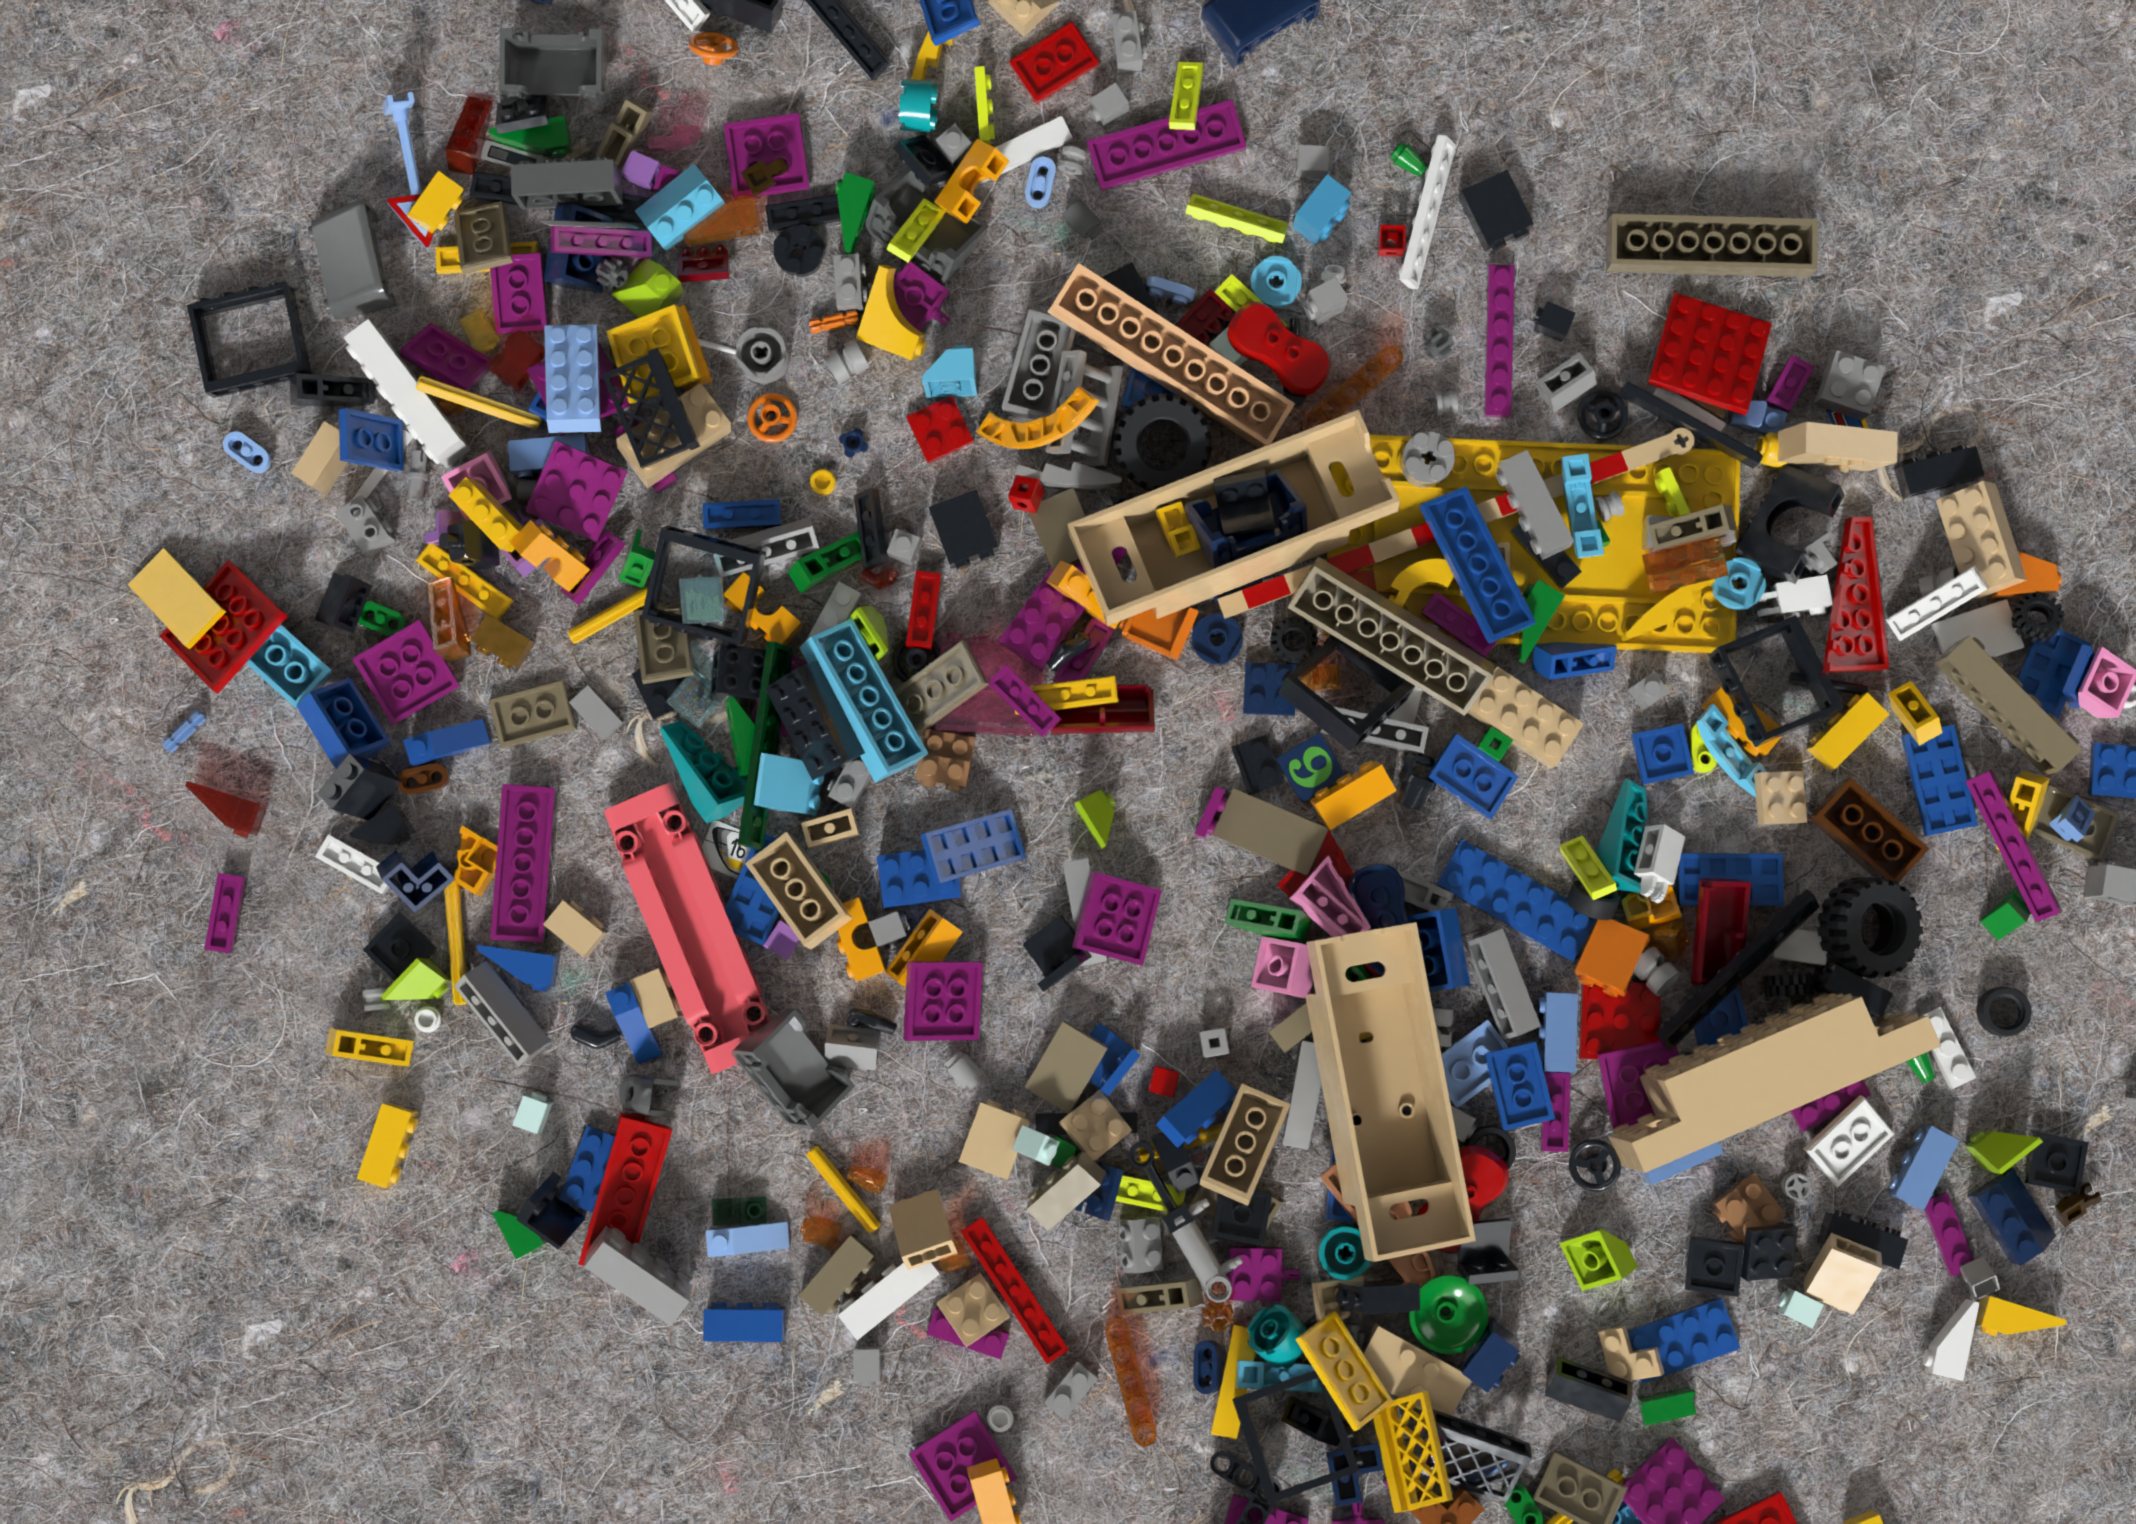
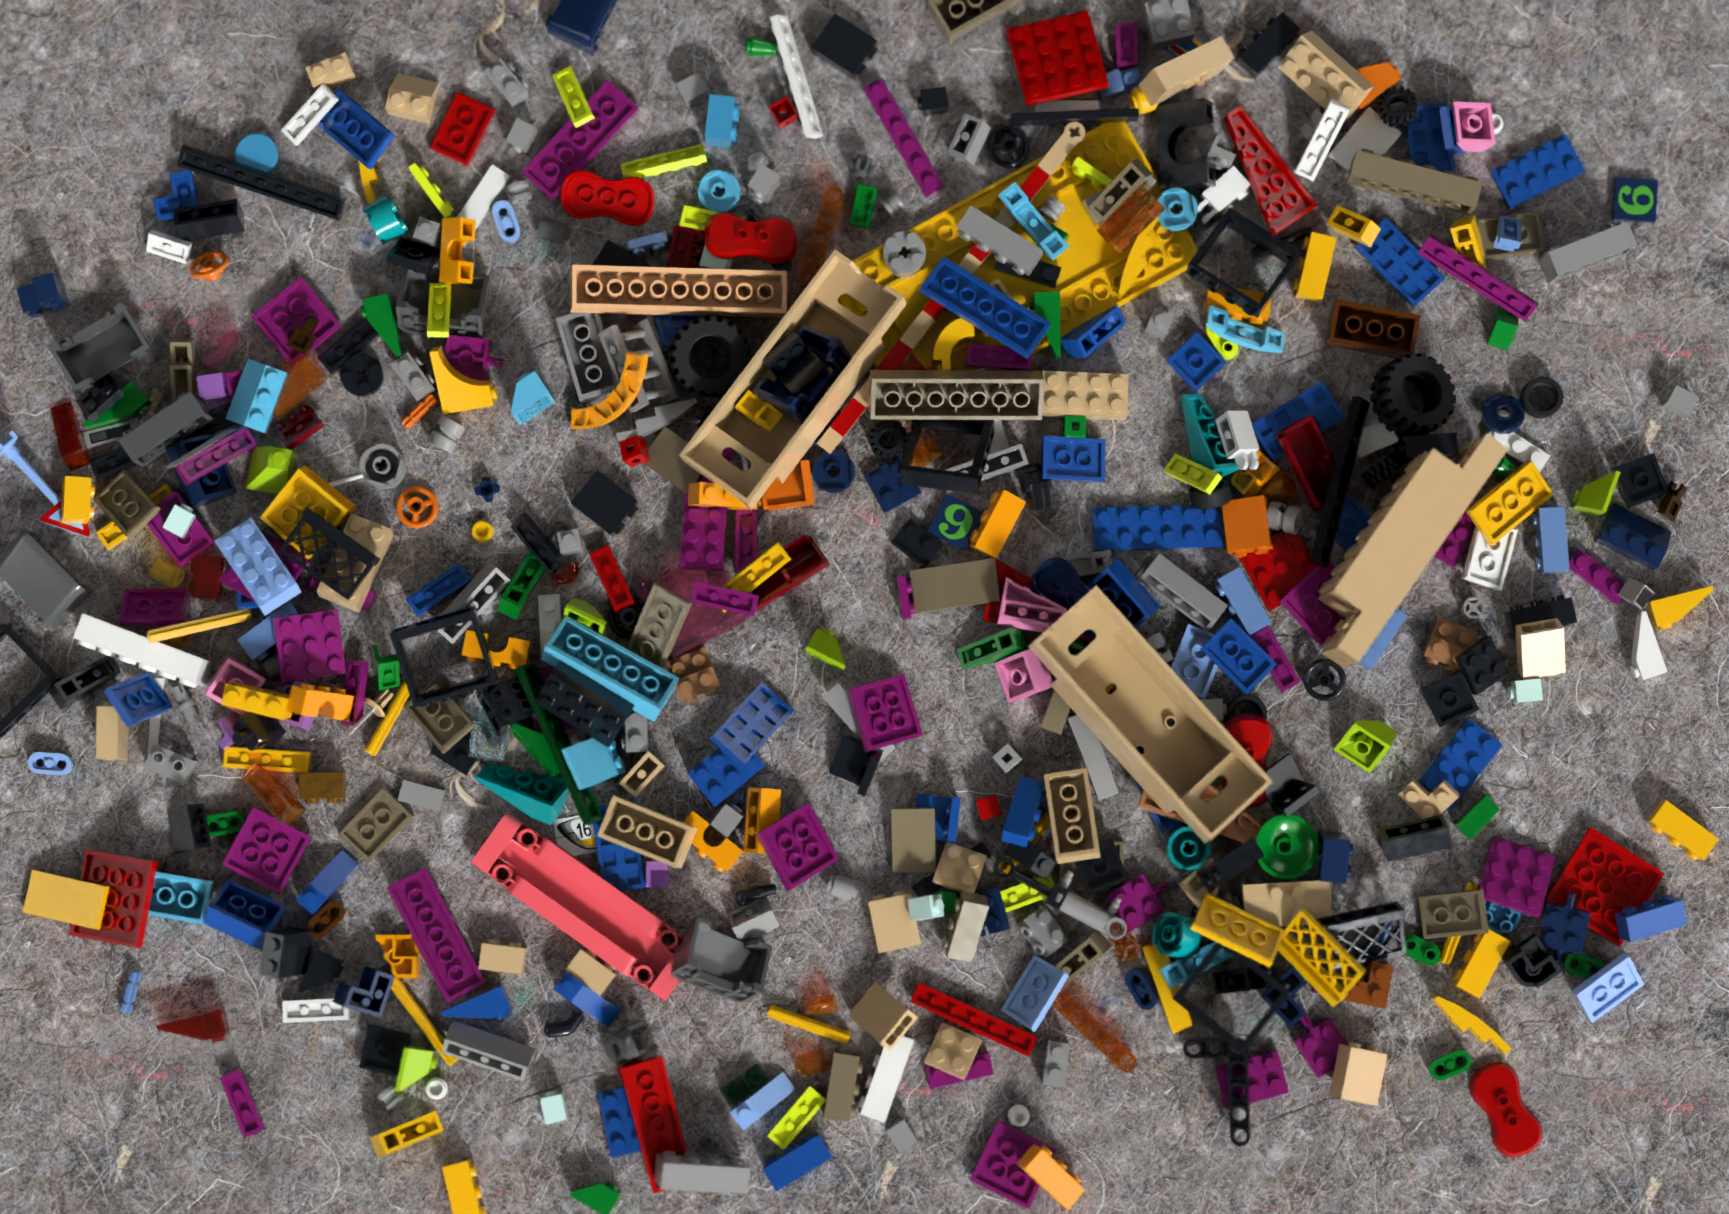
camera: 40 degrees left, 0 degrees up
(524, 285) = (179, 520): none -> light aqua brick
(549, 1216) = (611, 1172): black bracket -> none
(605, 594) = (375, 706): none -> tan piece
(612, 273) = (237, 473): dark grey gear -> none
(702, 600) = (450, 667): clear light blue piece -> none
(771, 1277) = (796, 1117): none -> neon yellow plate
(939, 429) = (543, 442): red plate -> none
(955, 1261) = (920, 1023): clear orange bracket -> none
(1068, 650) = (733, 544): black arm -> none
(1093, 1302) = (1034, 993): none -> light blue plate
(1173, 231) = (590, 196): none -> red plate
(1415, 385) = (863, 206): none -> green plate
(1780, 797) = (1297, 342): tan plate -> none
(1903, 1101) = (1509, 502): none -> yellow tile
(1941, 1010) = (1501, 424): none -> dark blue tile

